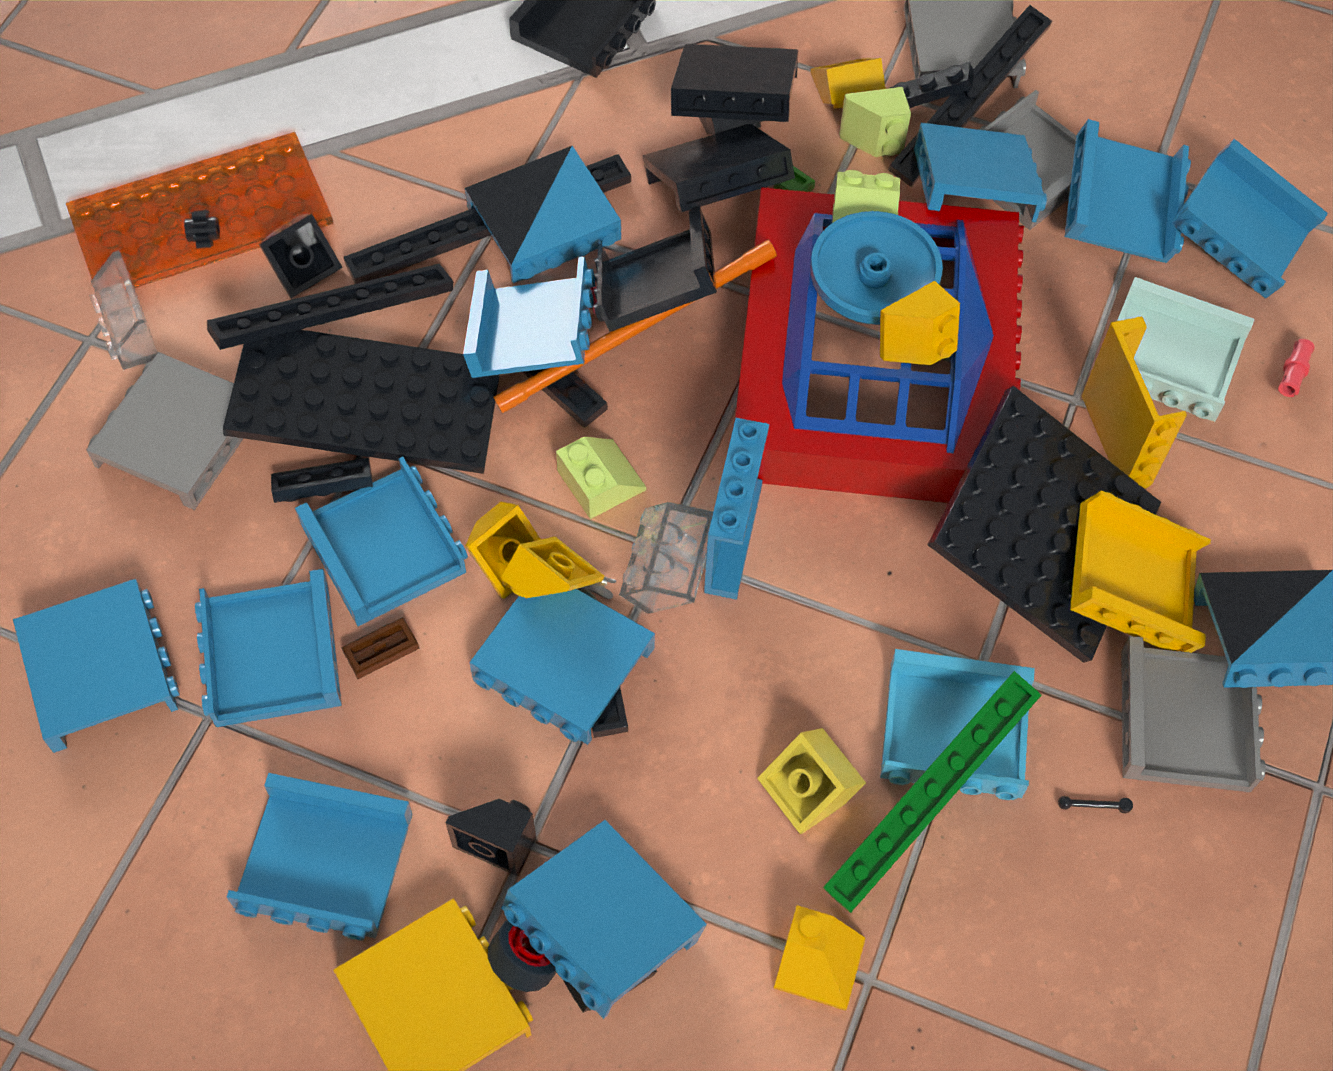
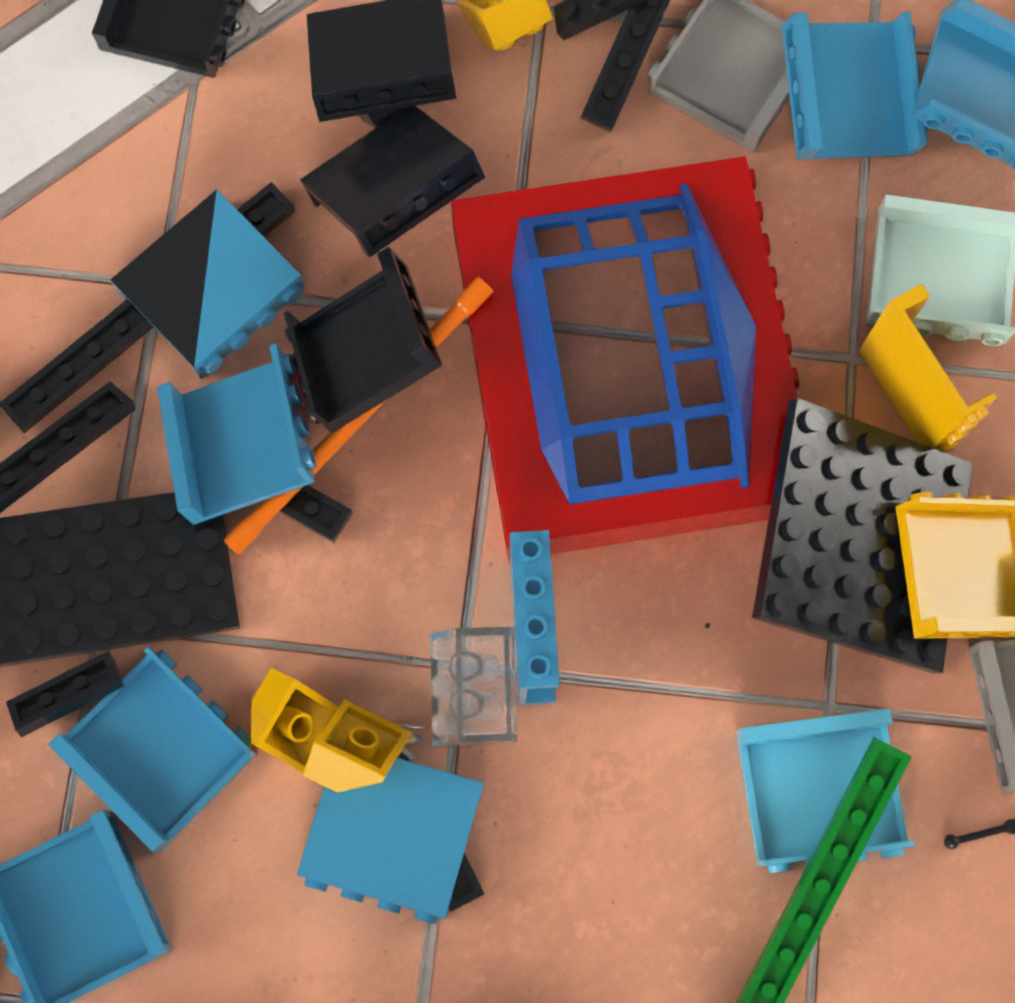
camera: 15 degrees left, 15 degrees up
(385, 658) = (216, 849): reddish brown tile -> none
(598, 474) = (368, 598): yellowish green slope -> none
(801, 182) = (489, 163): bright green tile -> none
(811, 779) = (690, 897): light yellow slope -> none
(864, 193) = (578, 206): yellowish green slope -> none
(872, 263) = (614, 295): dark azure dish -> none
(876, 121) = (554, 64): yellowish green slope -> none
(920, 327) = (685, 364): yellow slope -> none
(977, 166) = (685, 106): dark azure panel -> none

